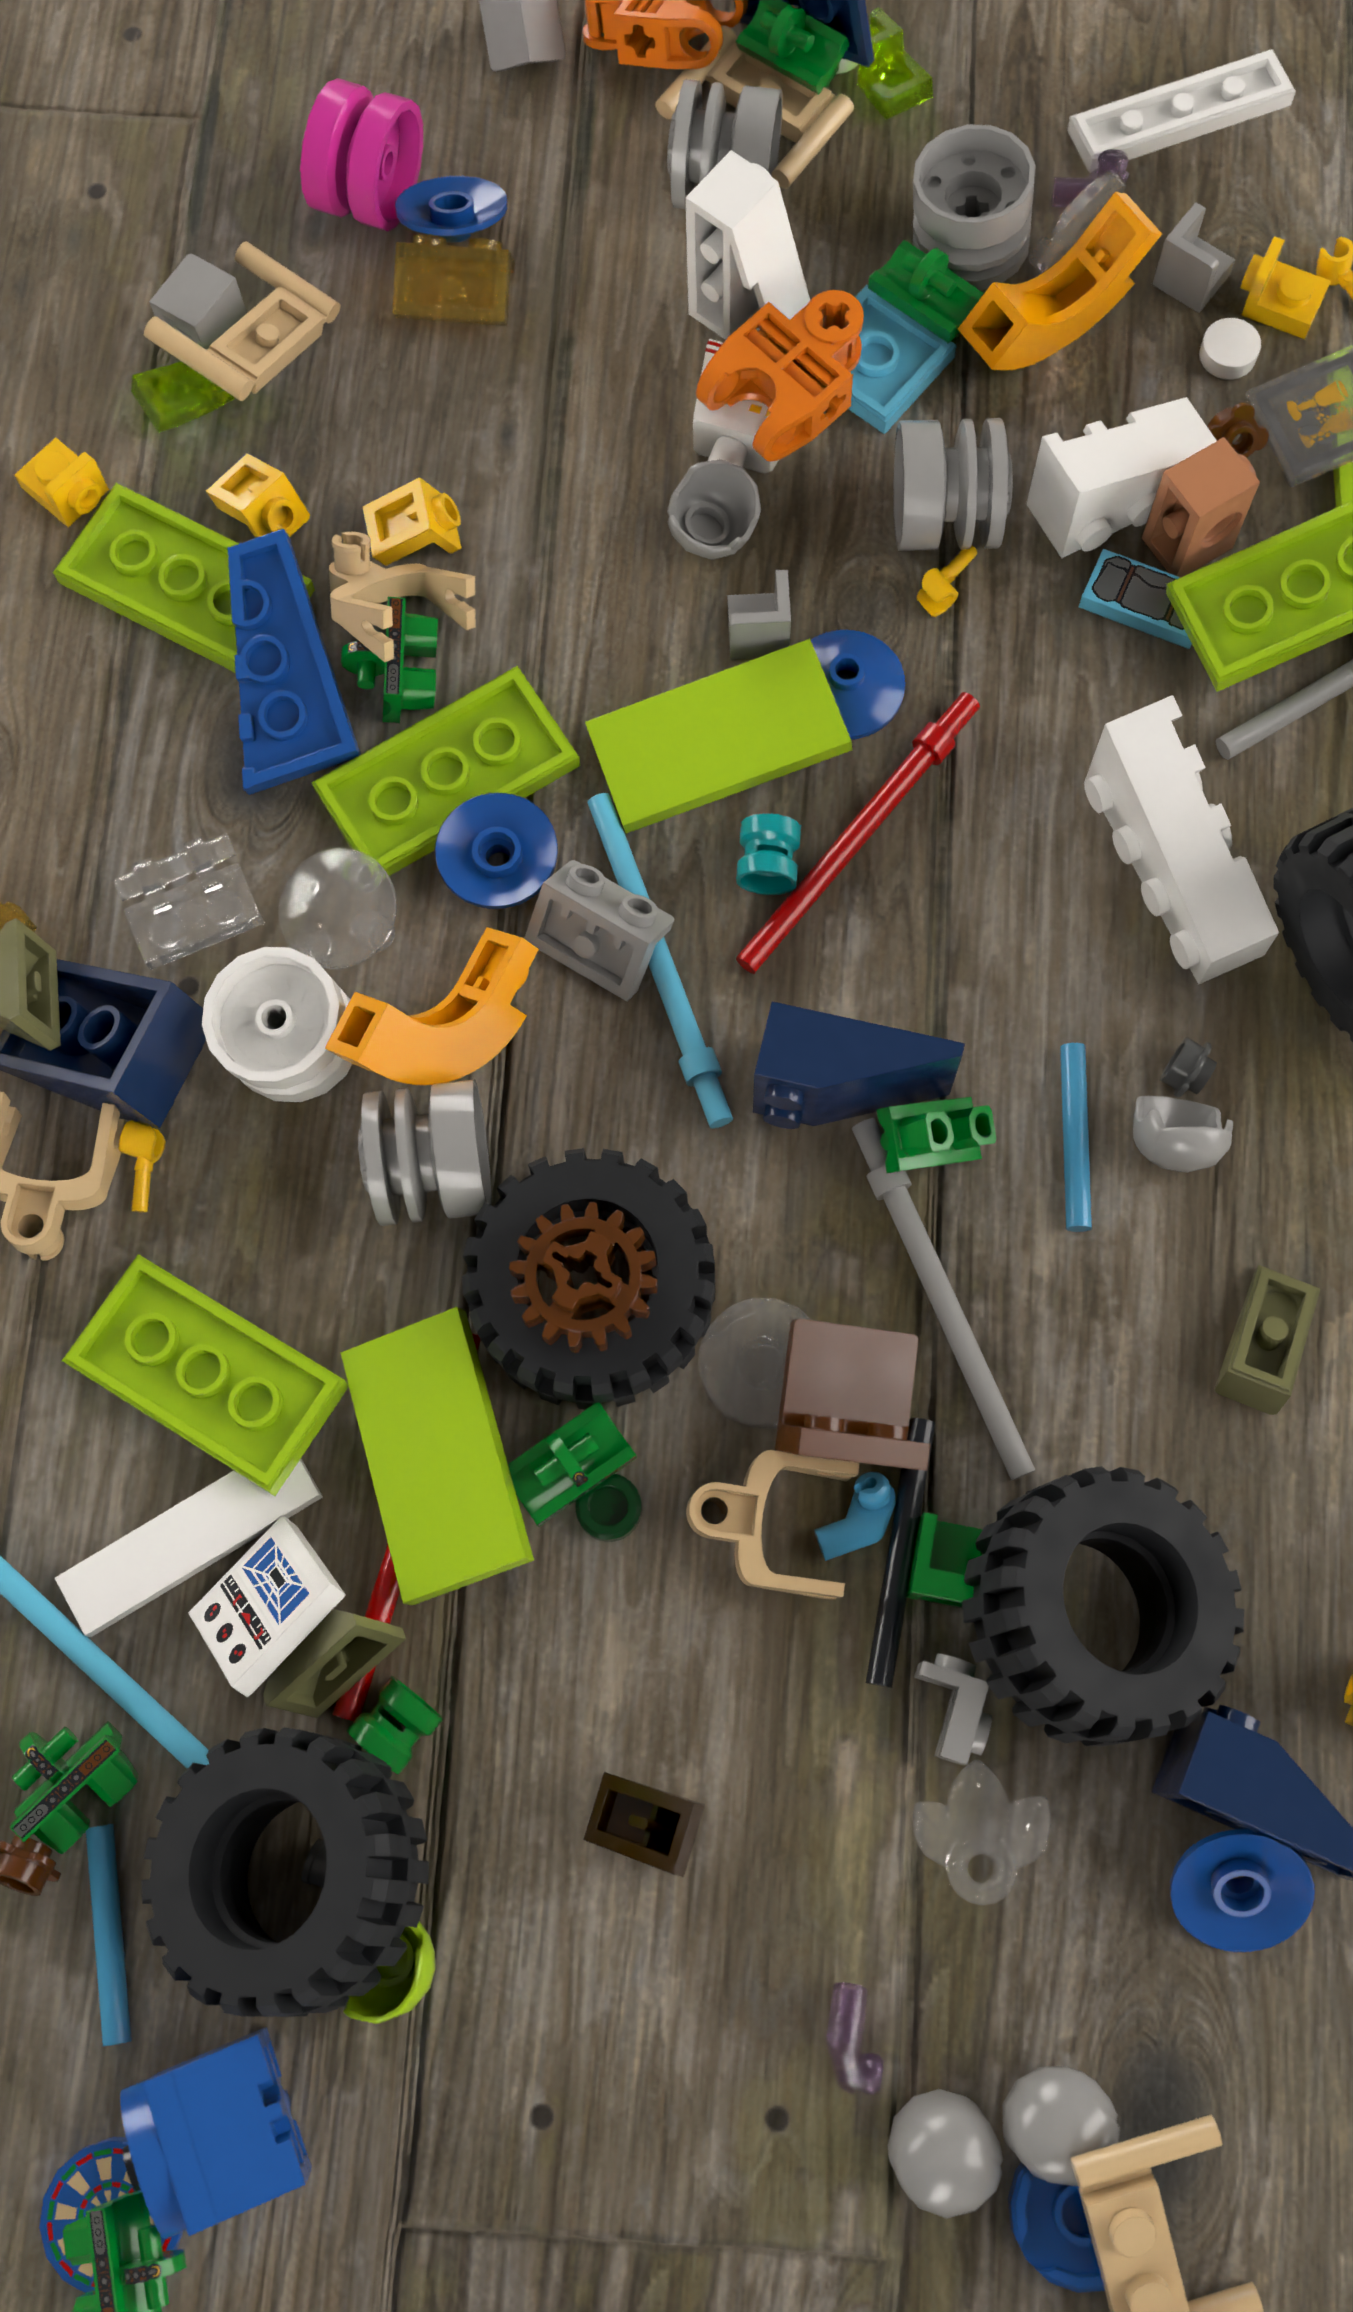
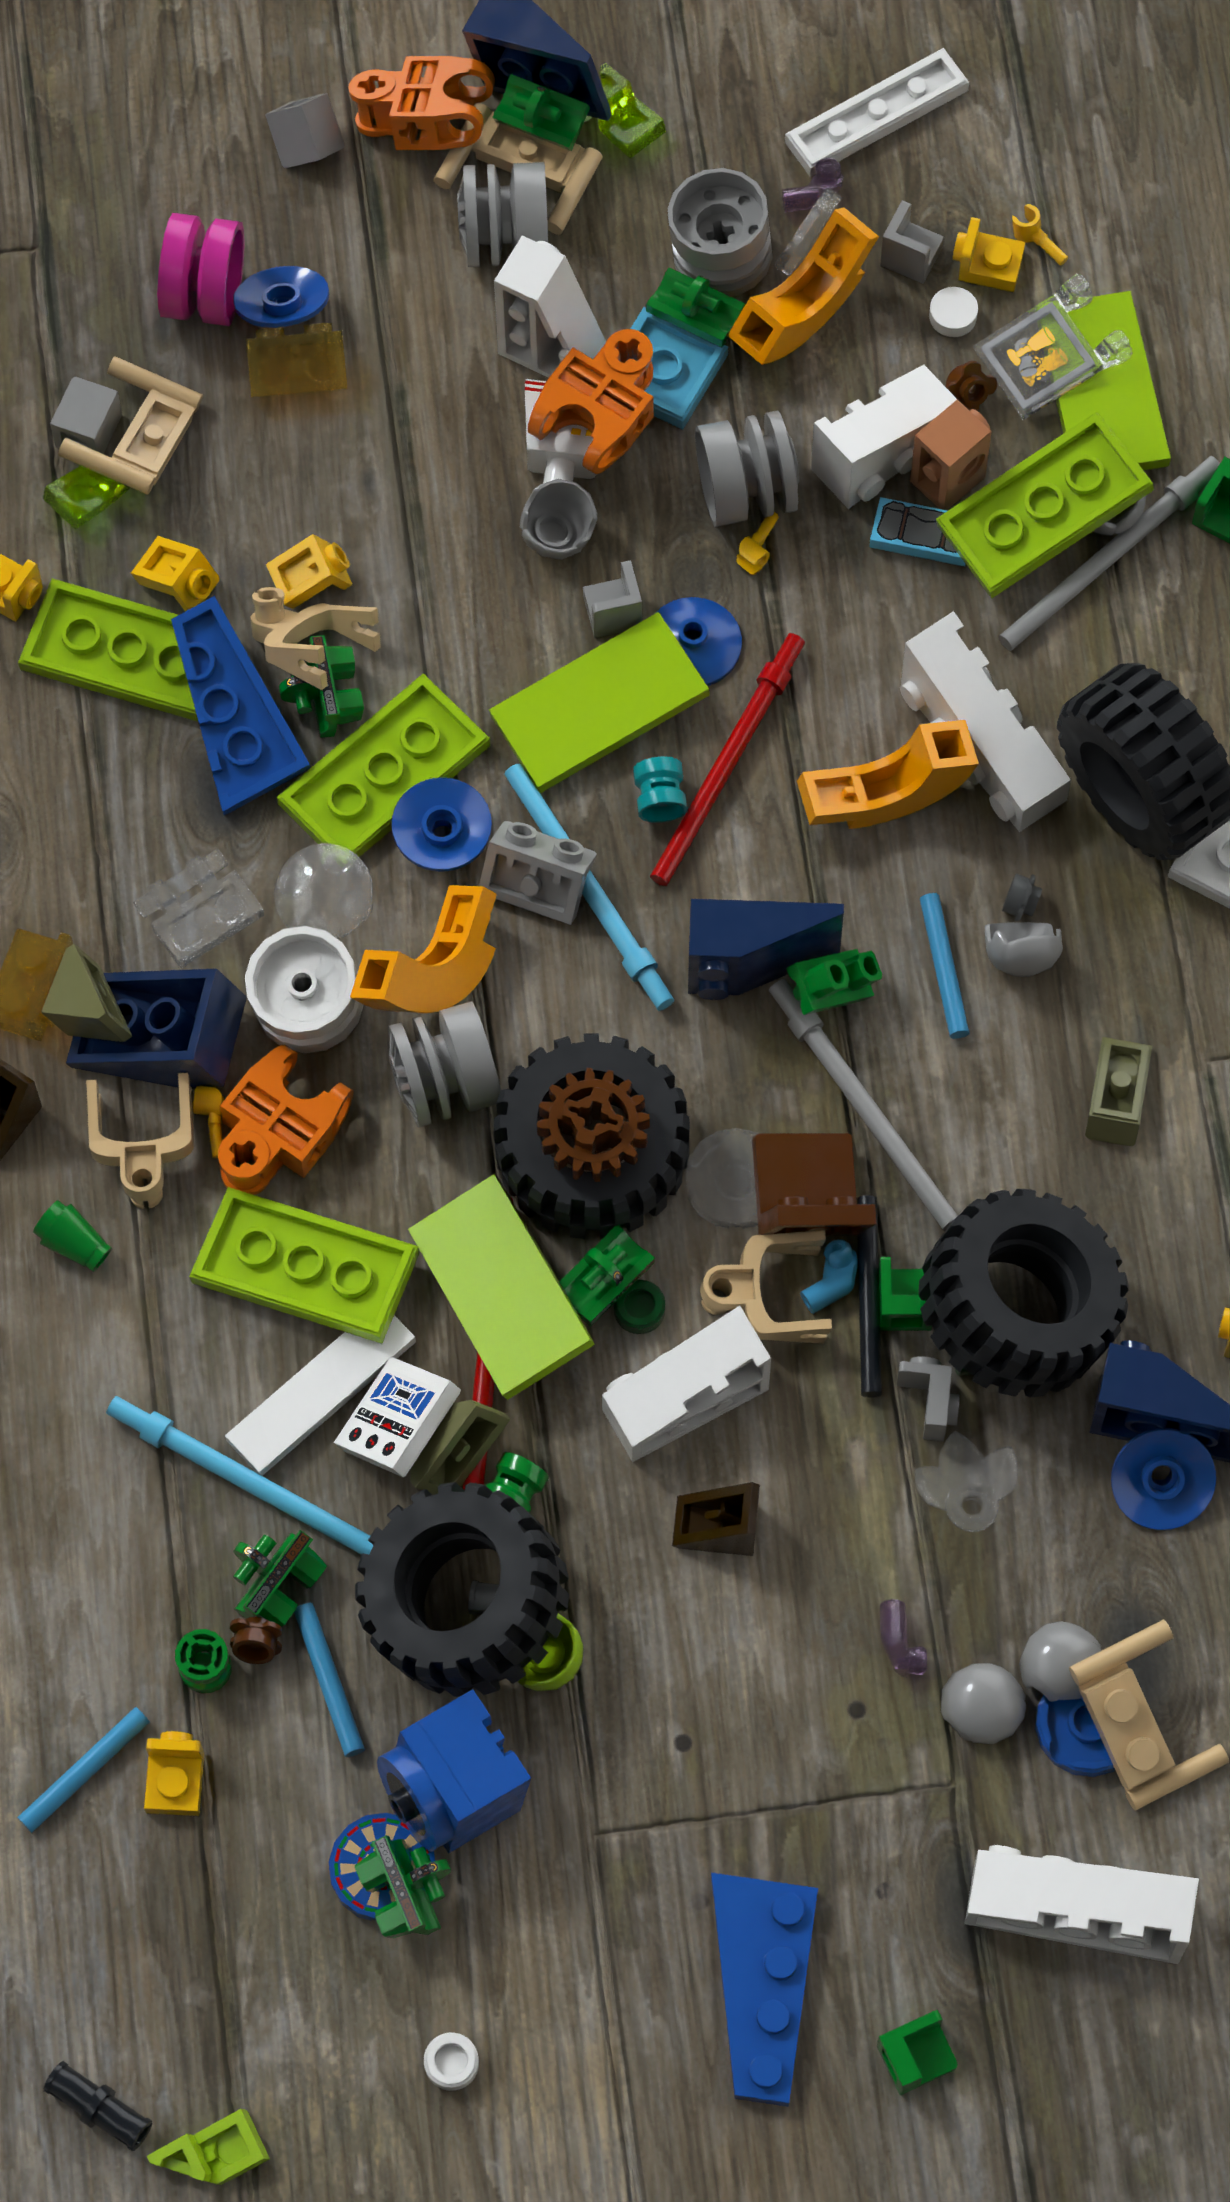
camera: 15 degrees left, 5 degrees down
(187, 1203) = (275, 1125): none -> orange piece
(639, 1634) = (688, 1385): none -> white wedge
(1079, 895) = (913, 777): none -> light orange arch

